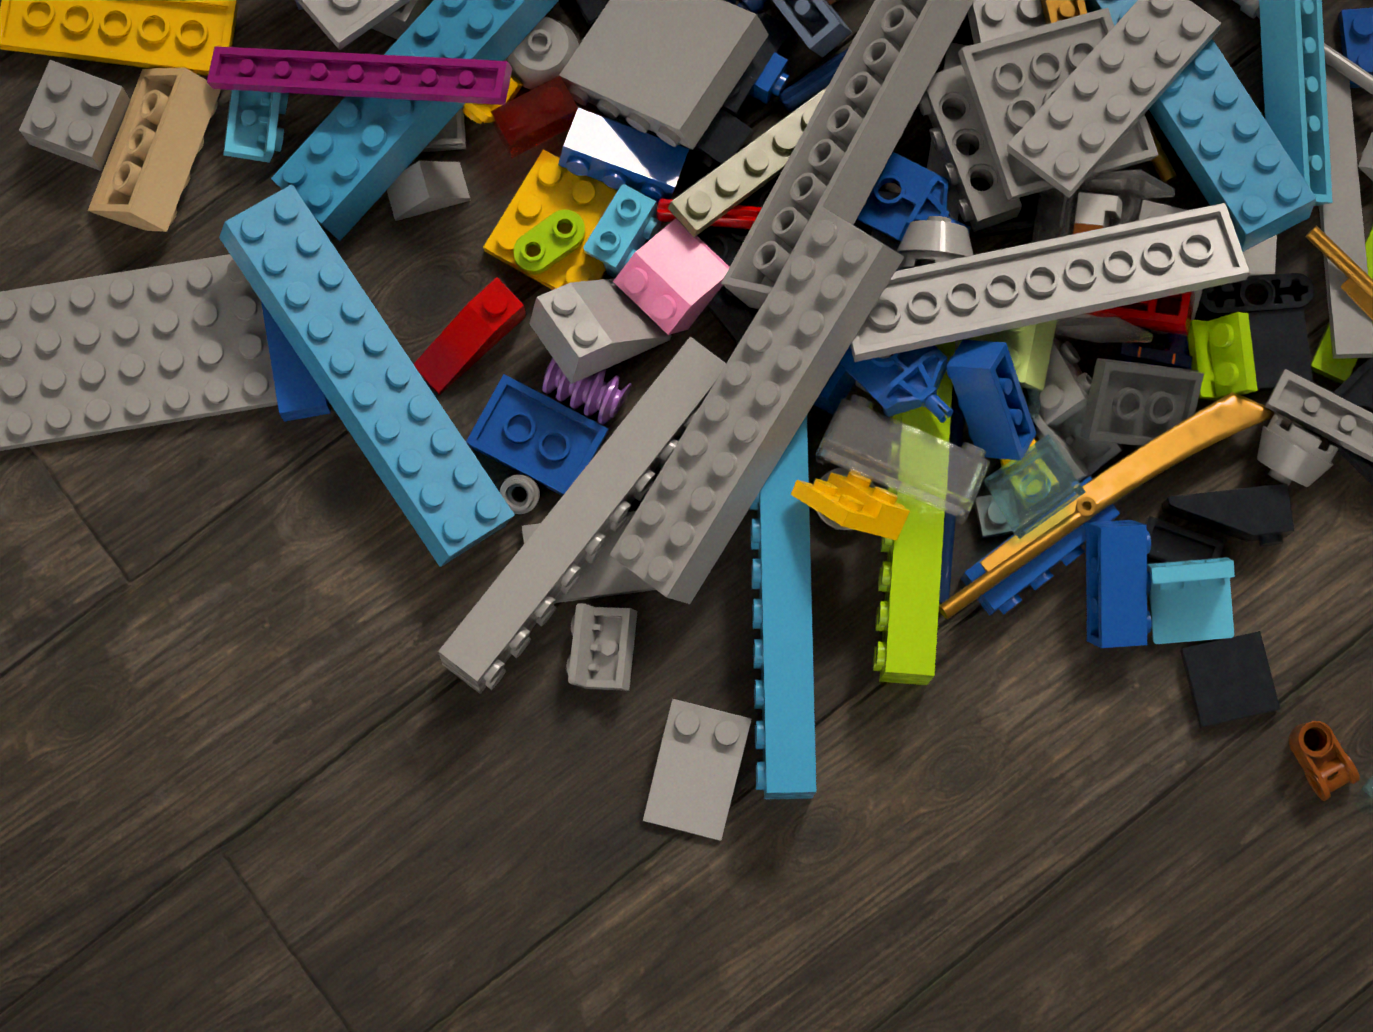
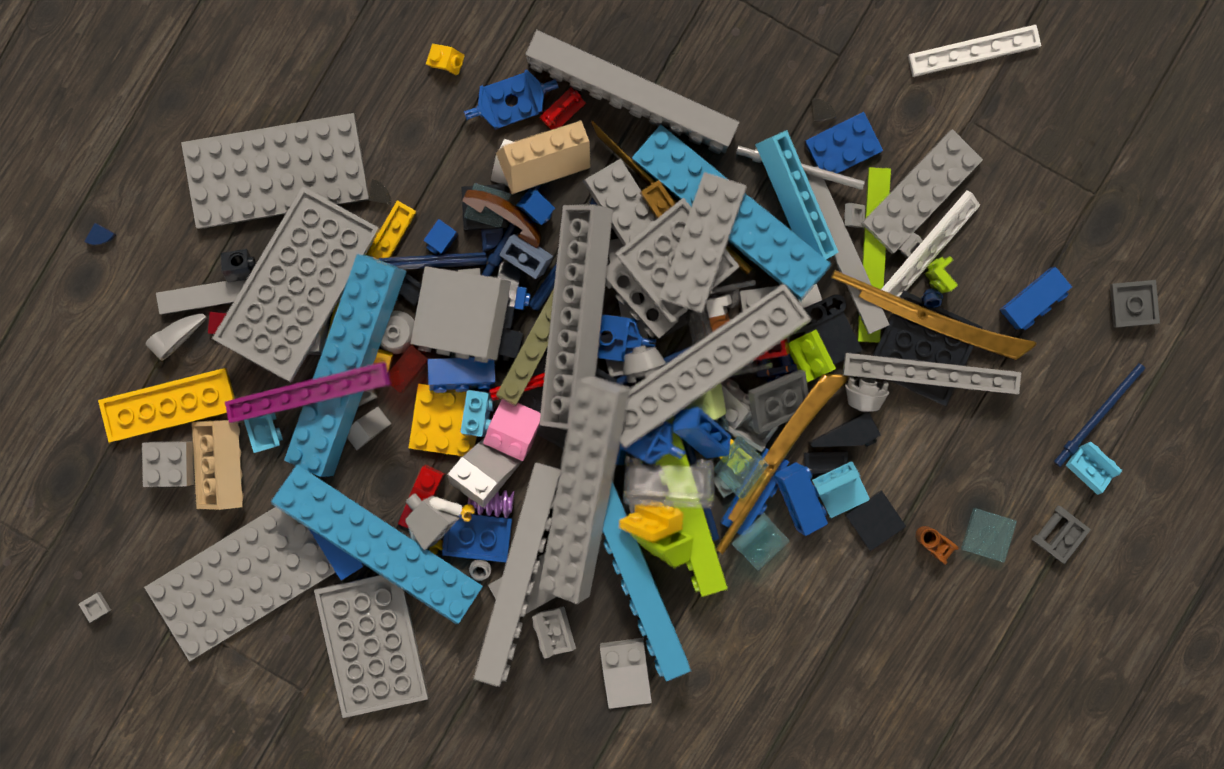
camera: 20 degrees left, 10 degrees up
(281, 548) = (371, 645): none -> light grey plate
(478, 368) = (433, 519): none -> light grey torso
(552, 243) = (441, 434): lime plate -> none
(860, 559) = (673, 549): none -> lime slope
(1018, 629) = (761, 542): none -> clear light blue plate

